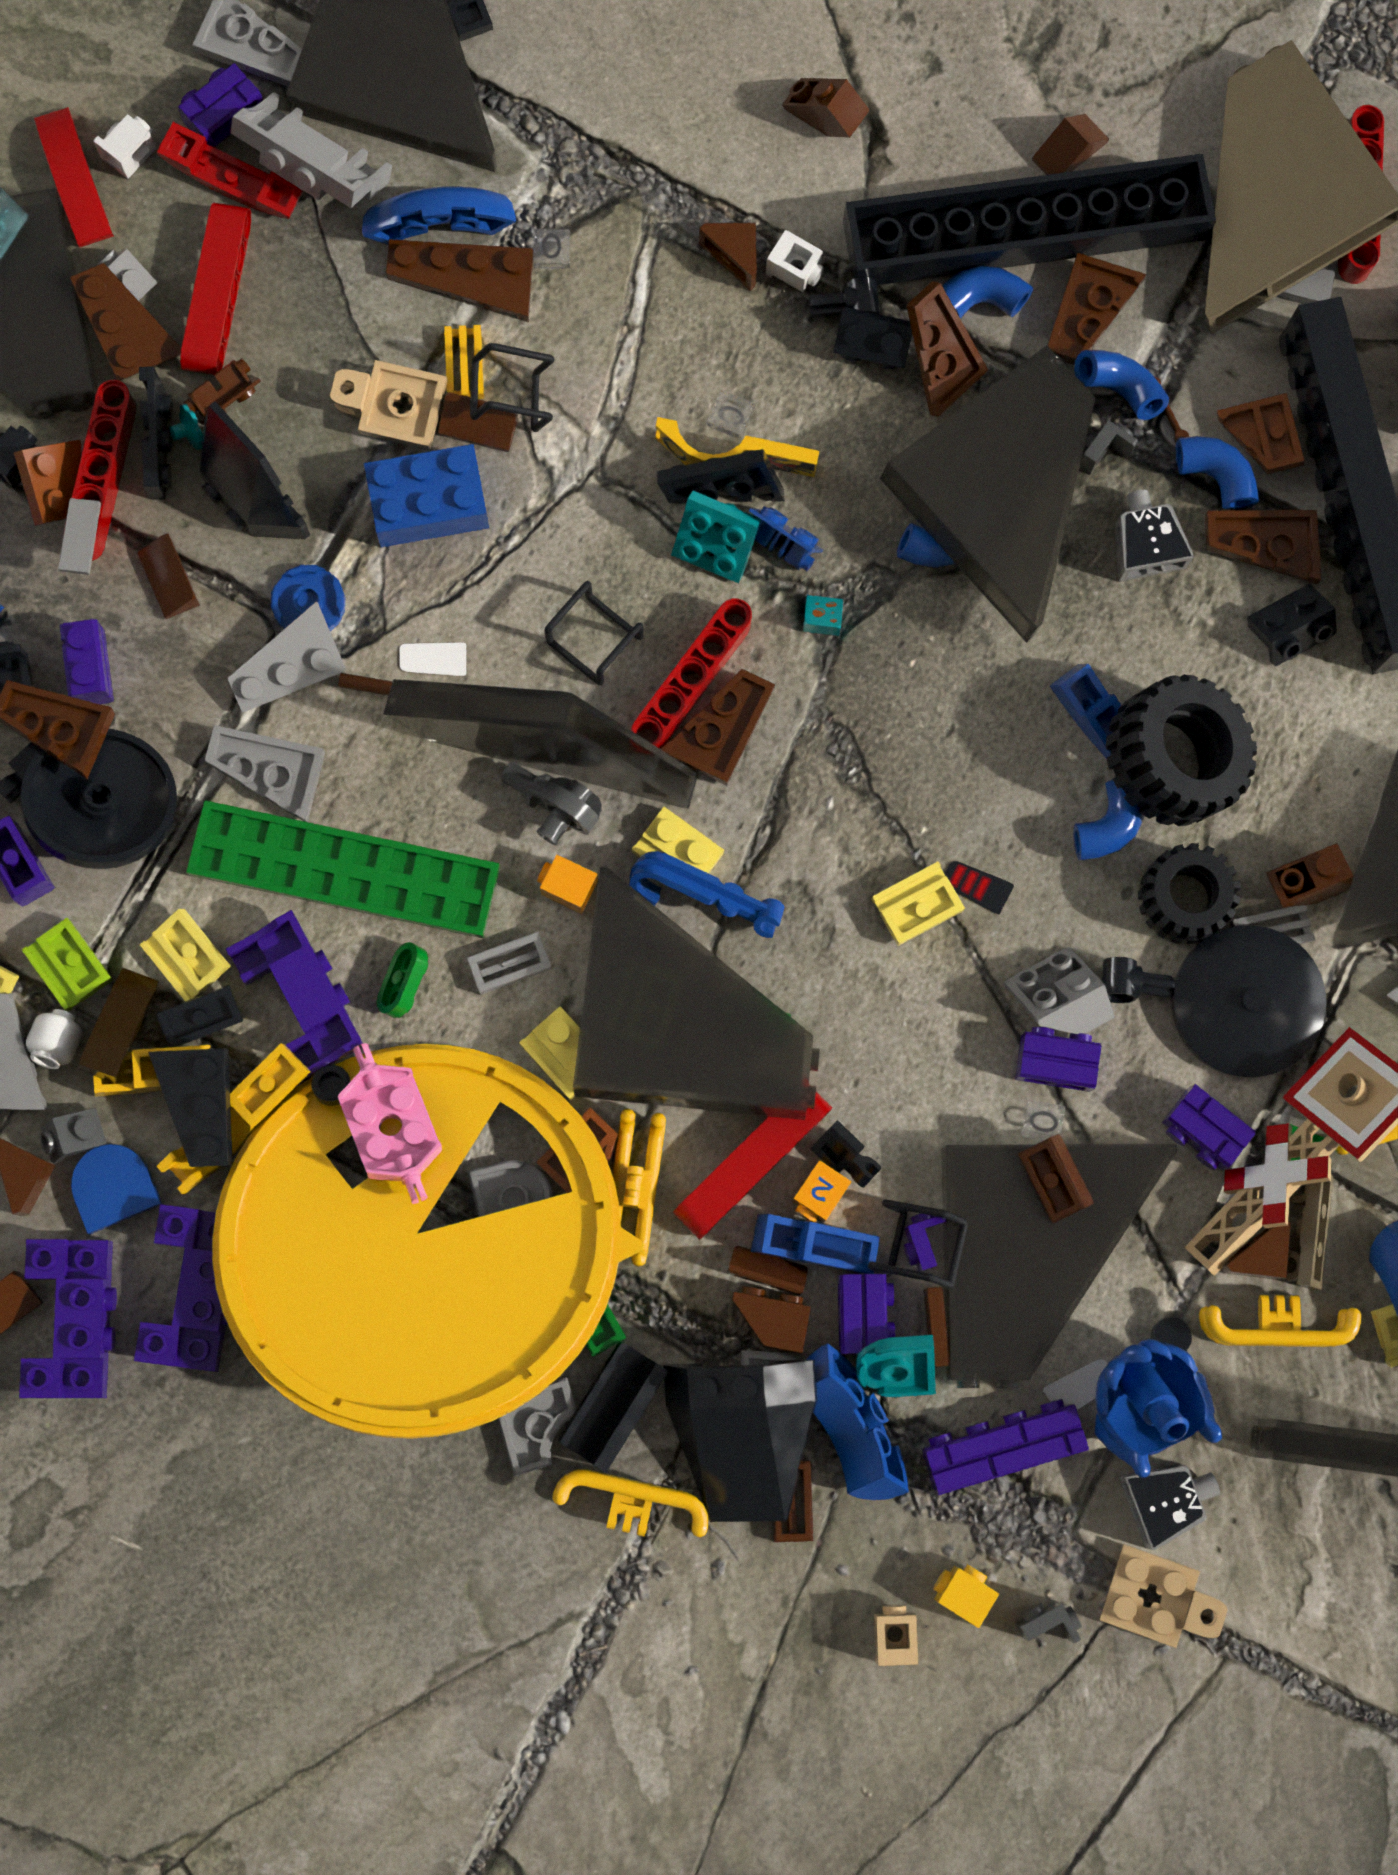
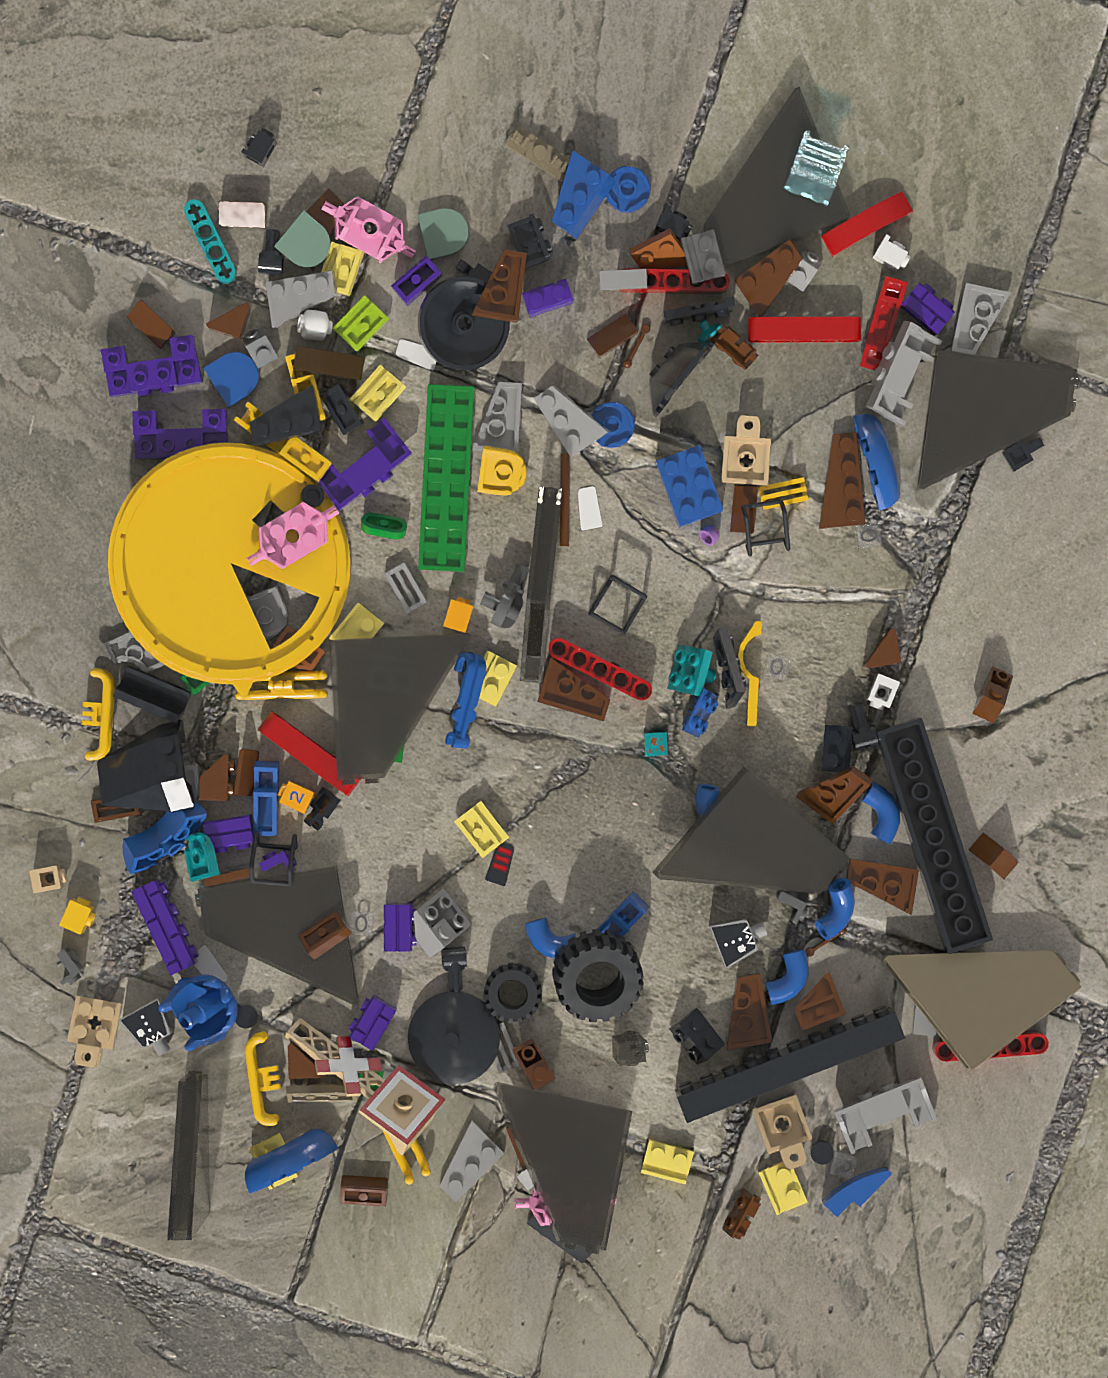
camera: 85 degrees right, 10 degrees up
(69, 411) = (703, 256): none -> flat silver plate
(135, 886) = (415, 353): none -> white sticker
(168, 526) = (645, 329): none -> reddish brown hinge
(349, 781) = (501, 471): none -> yellow tile
(514, 486) = (709, 535): none -> medium lavender hinge
(1301, 726) = (629, 1048): none -> clear smoke brick

